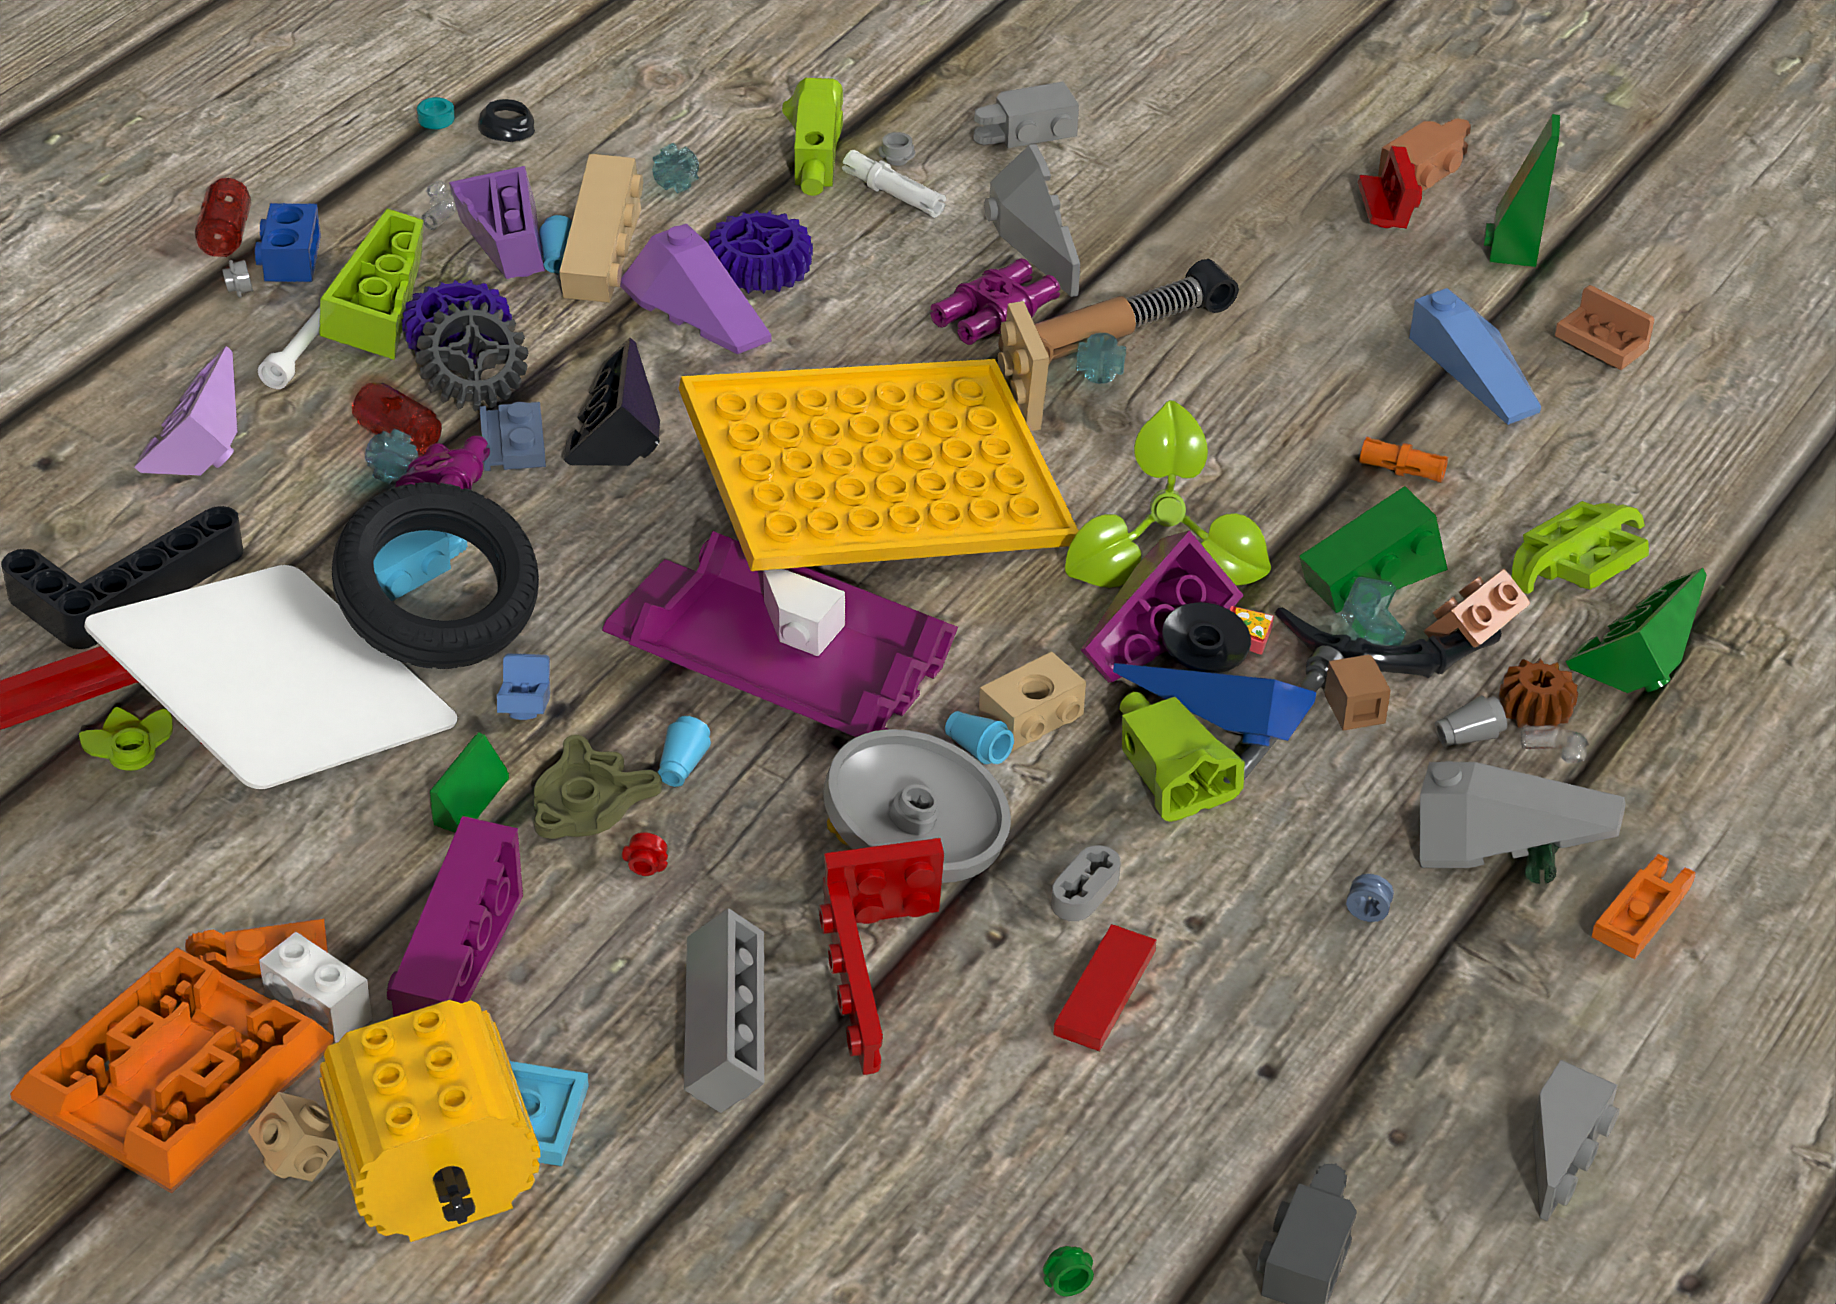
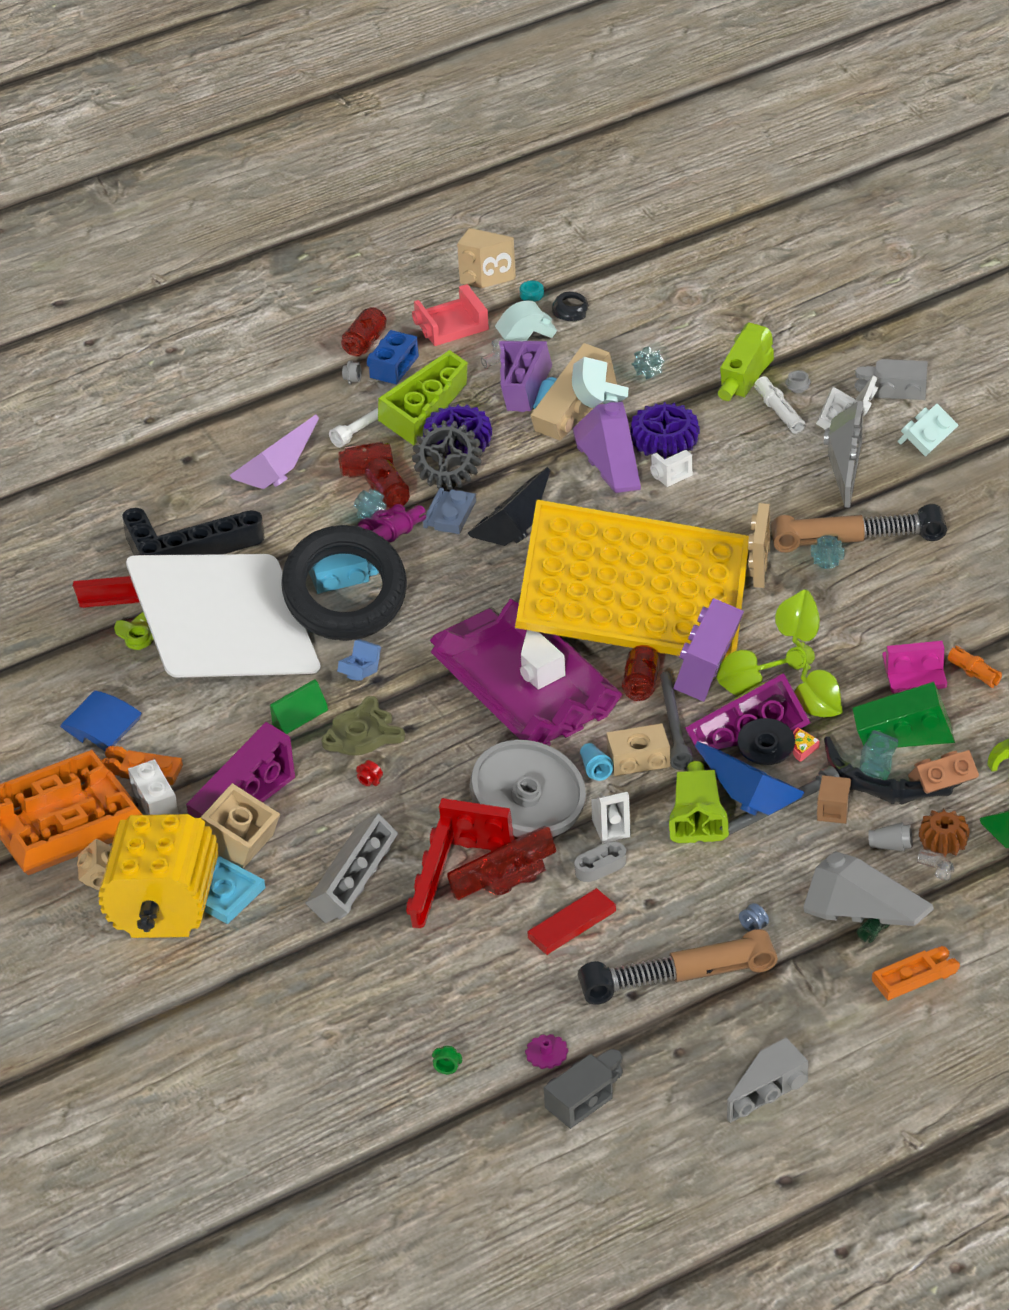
camera: 30 degrees right, 0 degrees up
(147, 897) = (101, 720): none -> blue slope
(331, 395) = (353, 462): none -> clear red piece
(346, 172) = (452, 319): none -> coral panel
(352, 79) = (485, 258): none -> tan slope
(460, 149) = (522, 319): none -> light aqua brick
(512, 986) = (240, 825): none -> tan slope
(634, 204) = (591, 385): none -> light aqua brick
(683, 748) = (425, 721): medium azure cone -> none
(805, 302) = (673, 468): none -> white bracket
(956, 935) = (505, 866): none -> clear red bracket
(959, 590) = (641, 672): none -> clear red piece
(980, 167) = (838, 402): none -> white bracket
(989, 297) = (791, 496): magenta pin -> none
(1050, 529) = (707, 648): none -> medium lavender wedge
(1066, 807) = (611, 817): none -> white slope
(1099, 691) = (680, 753): none -> dark grey piece
(1117, 168) = (929, 430): none -> light aqua bracket
(1205, 1203) = (546, 1051): none -> magenta piece
(1331, 479) = (914, 665): none -> dark pink bracket
(1402, 949) = (751, 952): none -> piece

